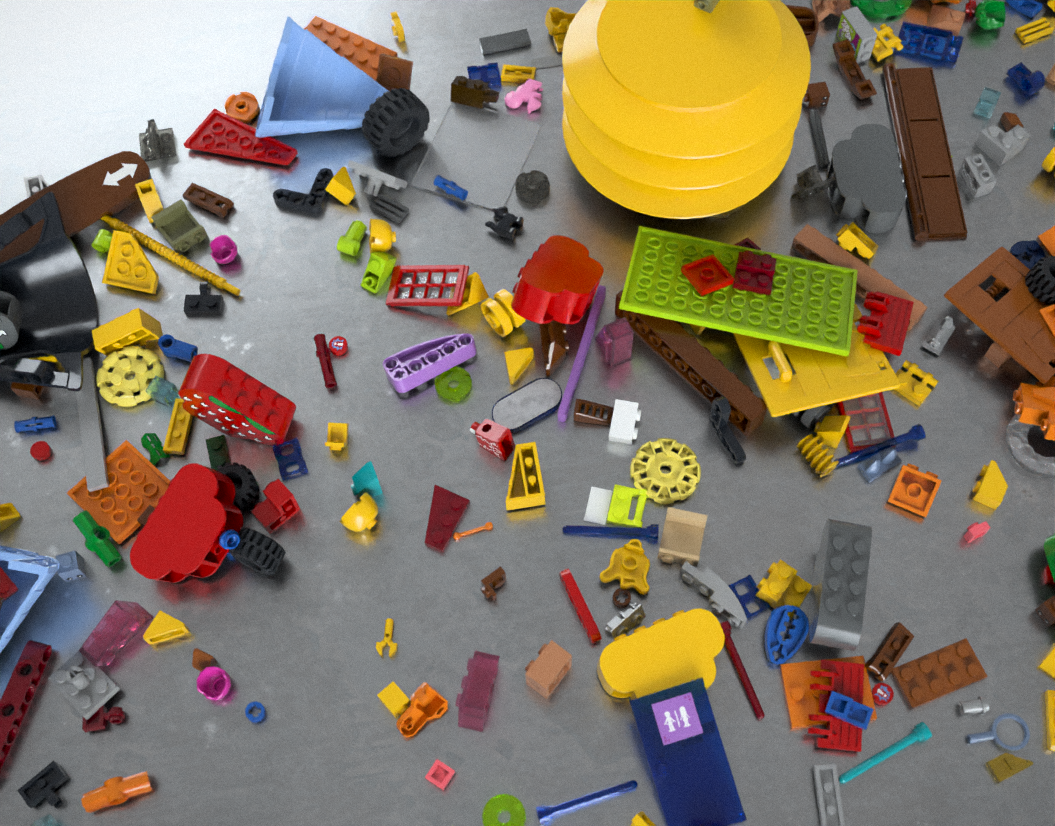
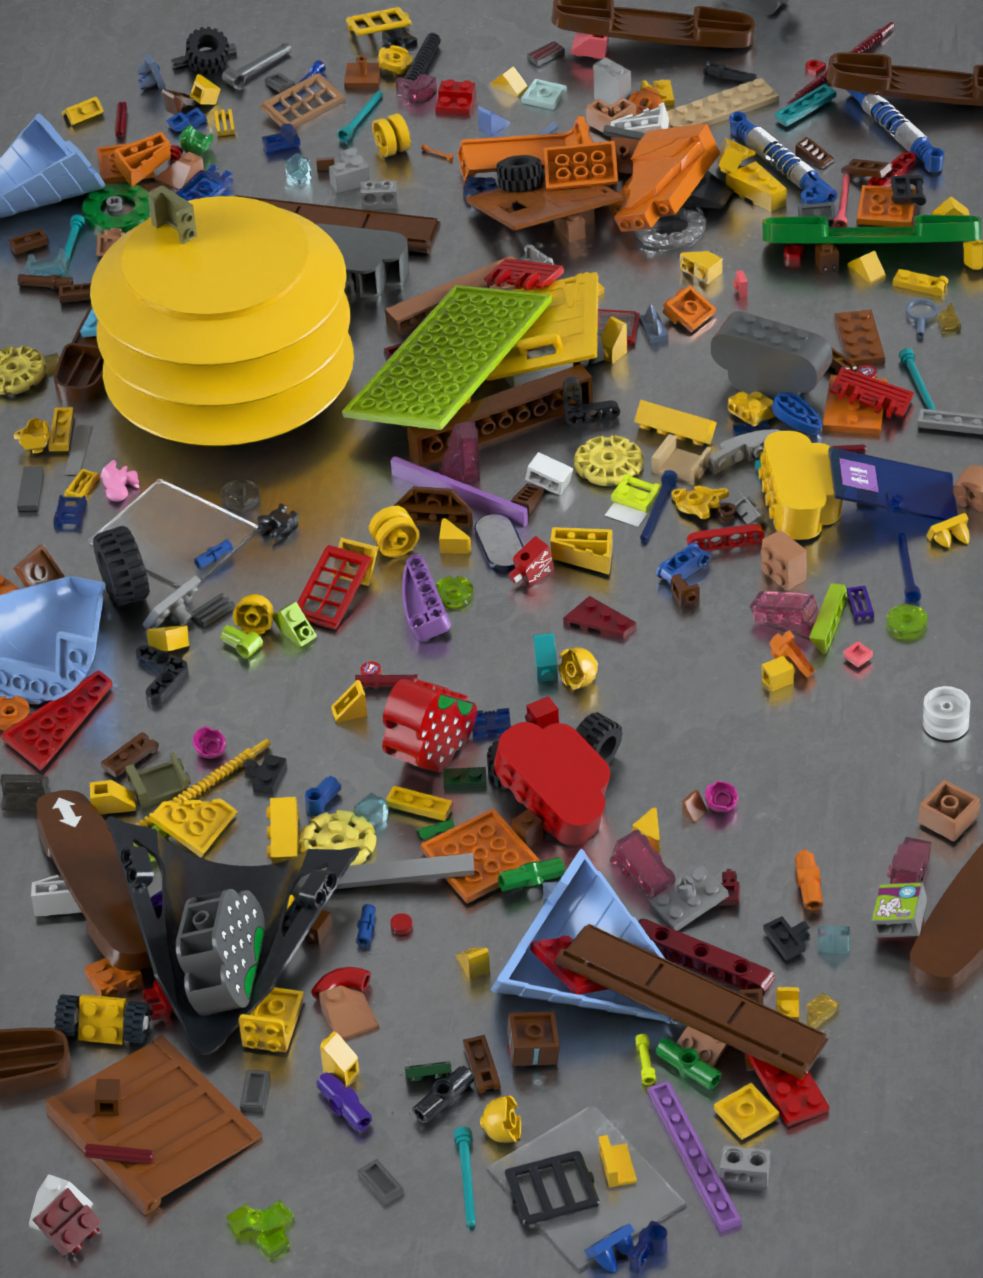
camera: 75 degrees left, 20 degrees down
(229, 539) = (587, 736): blue plate -> none
(250, 716) = (757, 782): blue bush -> none
(290, 342) = (350, 704): none -> yellow slope
(337, 435) = (481, 681): yellow bracket -> none
(387, 640) = (721, 677): yellow bar -> none
(472, 92) = (95, 517): dark brown hinge -> none
(483, 733) = (828, 617): none -> lime slope
(488, 526) = (620, 590): orange hinge -> none
(517, 567) = (684, 563): none -> blue piece
(540, 761) = (863, 614): none -> dark purple tile
(557, 282) = (384, 472): red brick -> none
(707, 275) = (429, 366): red plate -> none
(734, 516) = (675, 422): none -> yellow wedge
(754, 272) = (437, 339): dark red plate -> none
(817, 456) = (633, 357): yellow piece -> none
(849, 710) = (879, 384): blue slope -> none
(852, 236) = (418, 282): yellow plate -> none
(915, 433) = (635, 292): clear blue piece -> none
(974, 706) = (894, 320): light grey pin -> none

